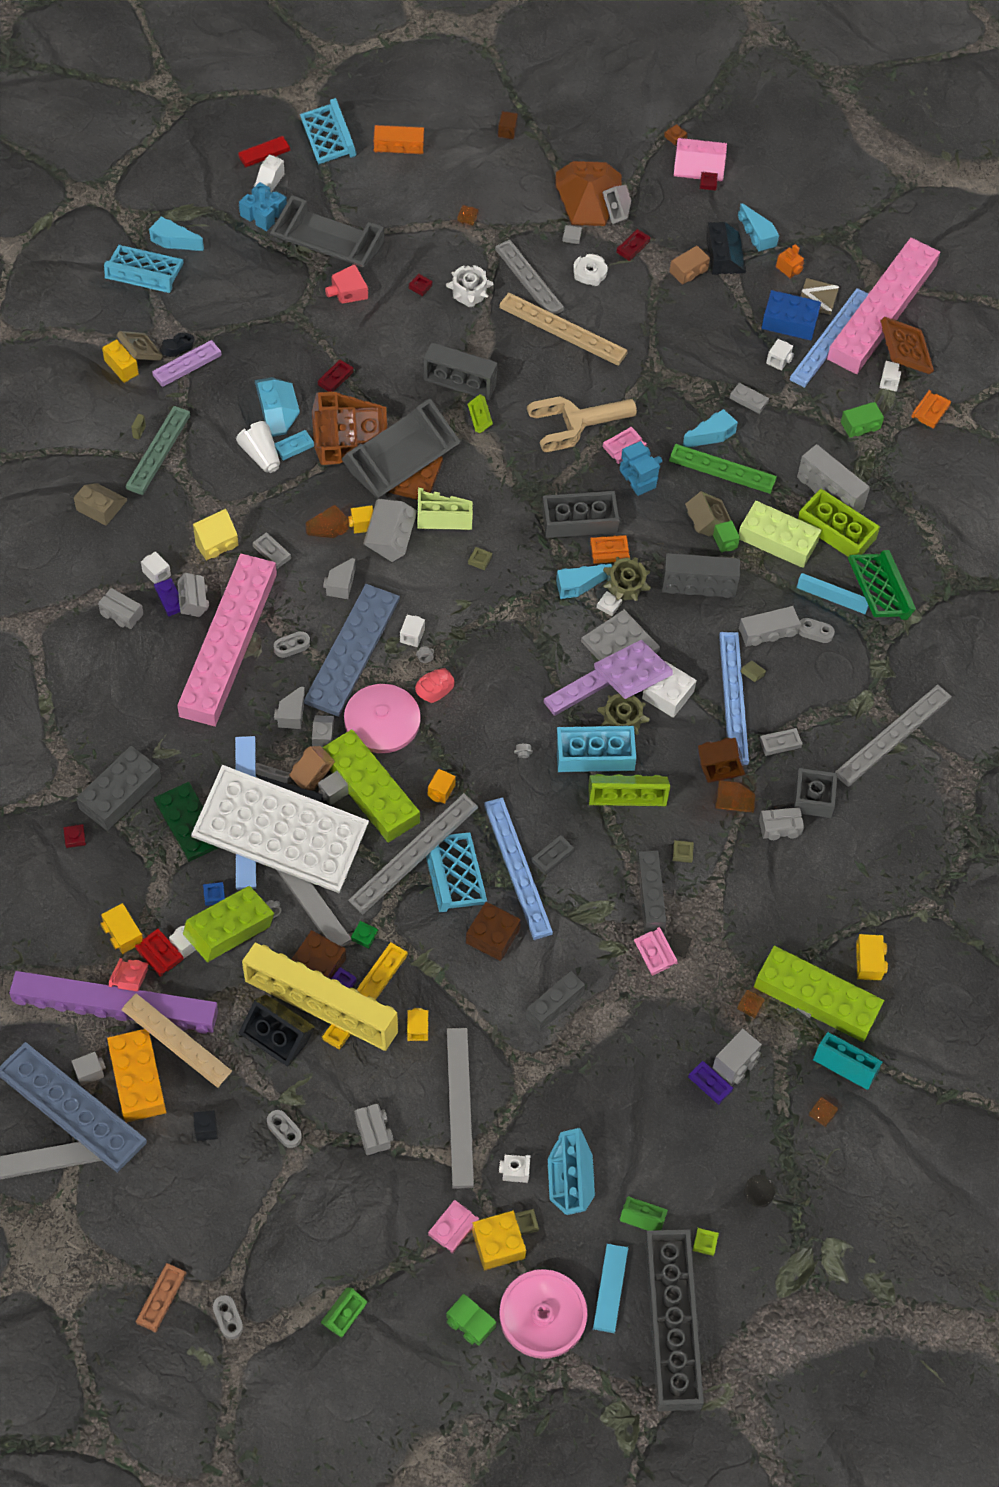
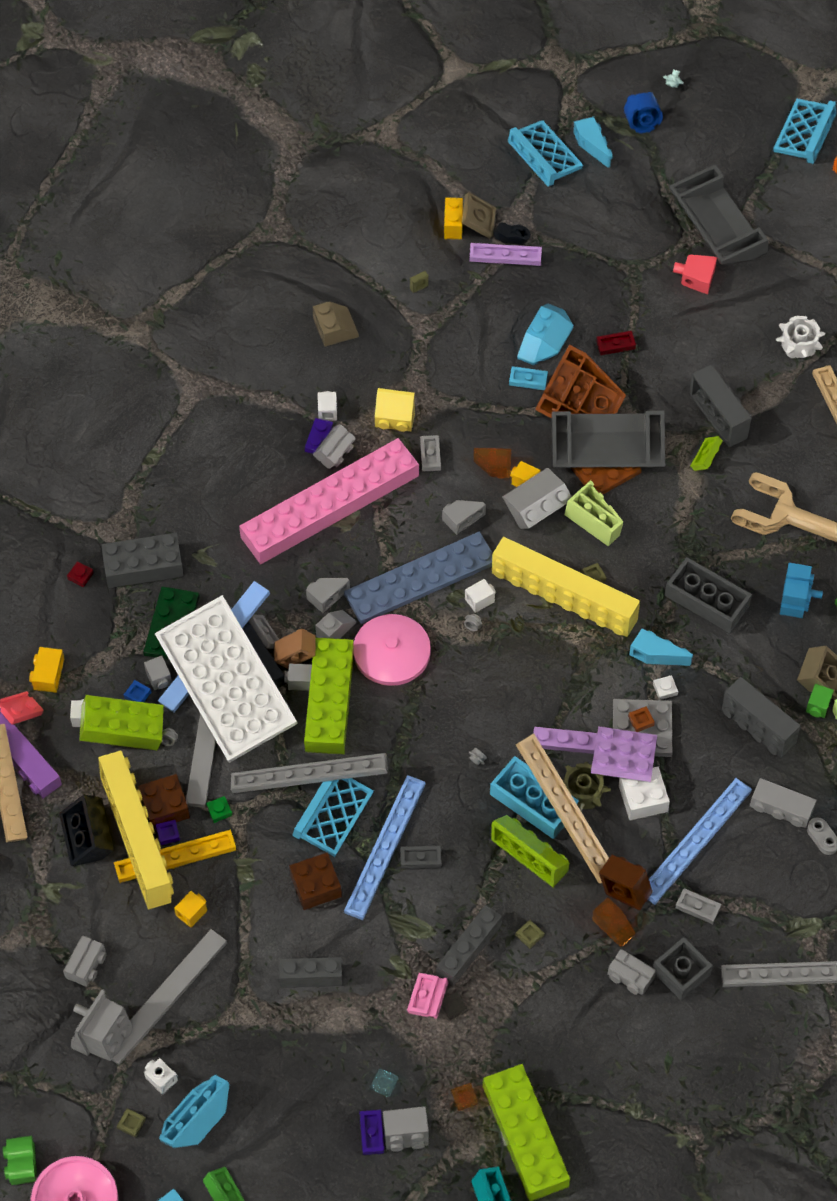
camera: 45 degrees right, 0 degrees up
(120, 608) = (271, 419): light grey brick -> none
(158, 450) = (417, 311): sand green plate -> none
(159, 952) = (57, 707): red plate -> none
(194, 154) = (673, 80): none -> light aqua plant
(196, 190) = (643, 112): none -> blue brick
(216, 866) = (158, 673): none -> light grey brick
(260, 152) = (736, 112): red tile -> none
(260, 446) = (497, 360): white cone -> none
(262, 206) = (687, 158): dark azure brick -> none
(271, 172) = (719, 136): white slope -> none
(285, 1129) = (23, 911): light grey plate -> none
(291, 644) = (376, 539): light grey plate -> none
(420, 284) = (760, 310): dark red plate -> none
(435, 685) = (457, 653): coral piece -> none
(440, 1167) = (102, 1028): none -> light grey piece
(441, 786) = (384, 737): light orange brick -> none
(453, 1226) = (76, 1082): bright pink plate -> none
(472, 579) = (565, 587): none -> light yellow brick
(498, 1240) = (95, 1118): yellow brick -> none
(608, 548) = (708, 642): orange plate -> none
(617, 443) = (808, 557): bright pink plate -> none
(619, 636) = (641, 719): none -> dark orange plate
(626, 579) = (694, 665): olive brick -> none
(633, 736) = (563, 804): none -> tan plate
(683, 1039) = (384, 1082): none -> clear light blue tile
(753, 671) = (732, 830): olive tile -> none
(870, 957) = (599, 1138): yellow brick -> none

